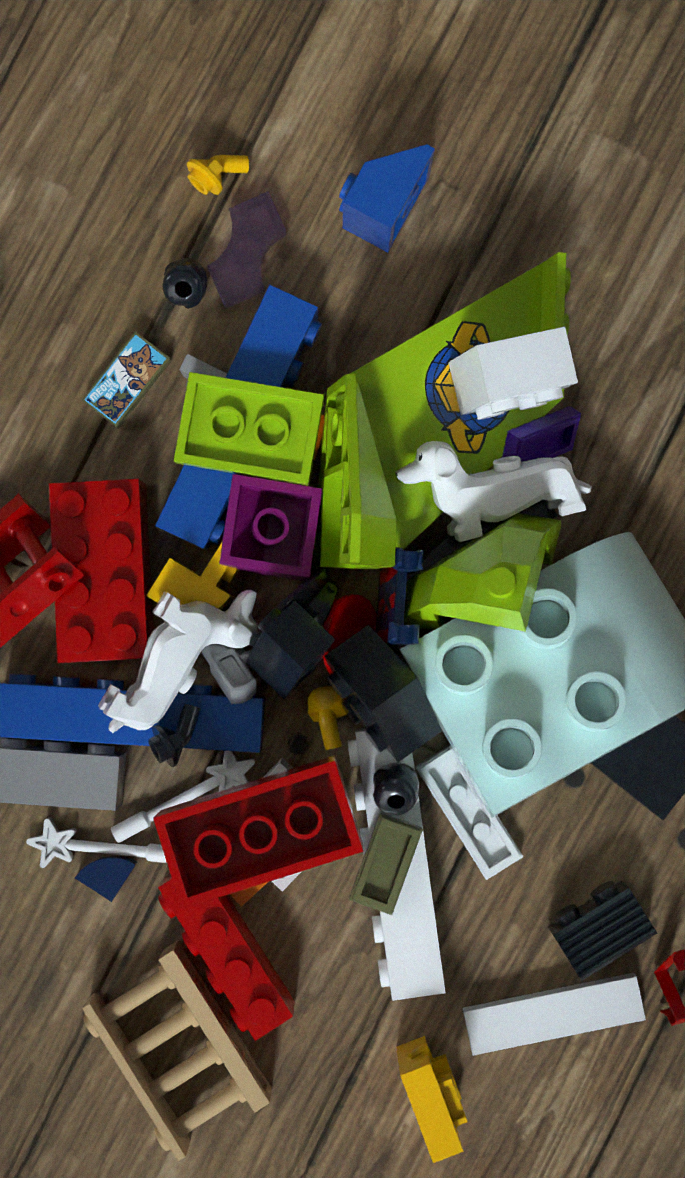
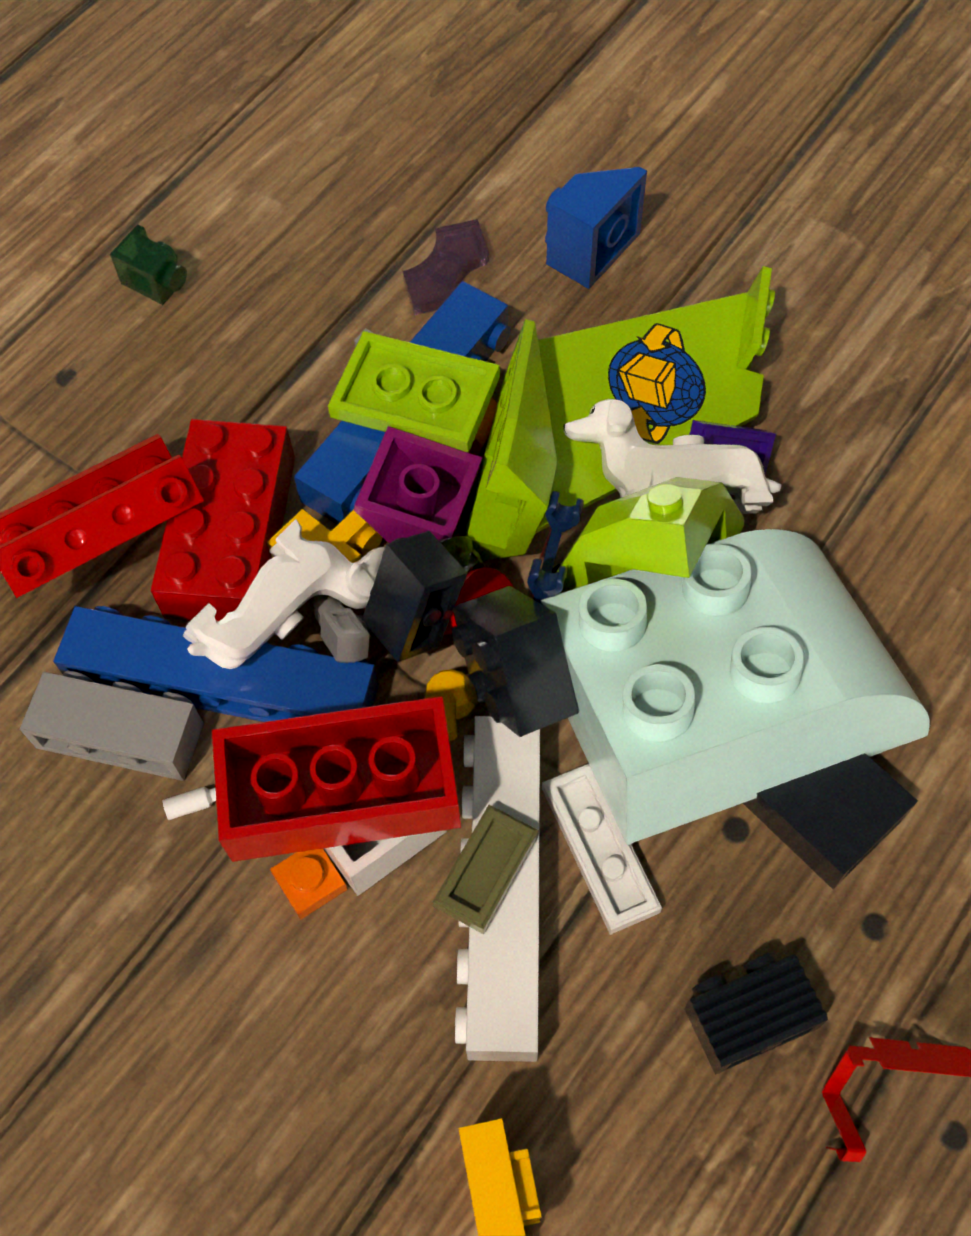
camera: 15 degrees right, 25 degrees down
(60, 844) = (98, 809): white piece -> none
(106, 875) = (144, 853): dark blue tile -> none
(126, 380) = (298, 360): tile -> none
(168, 743) = (253, 683): black plate -> none
(185, 282) = (369, 274): black piece -> none
(206, 173) = (419, 197): yellow plate -> none
(221, 1047) = (231, 1091): tan fence -> none
(233, 961) = (271, 964): red brick -> none
(395, 788) = (504, 781): black piece -> none
(513, 373) = (703, 352): white brick -> none
(554, 1013) = (681, 1125): white tile -> none

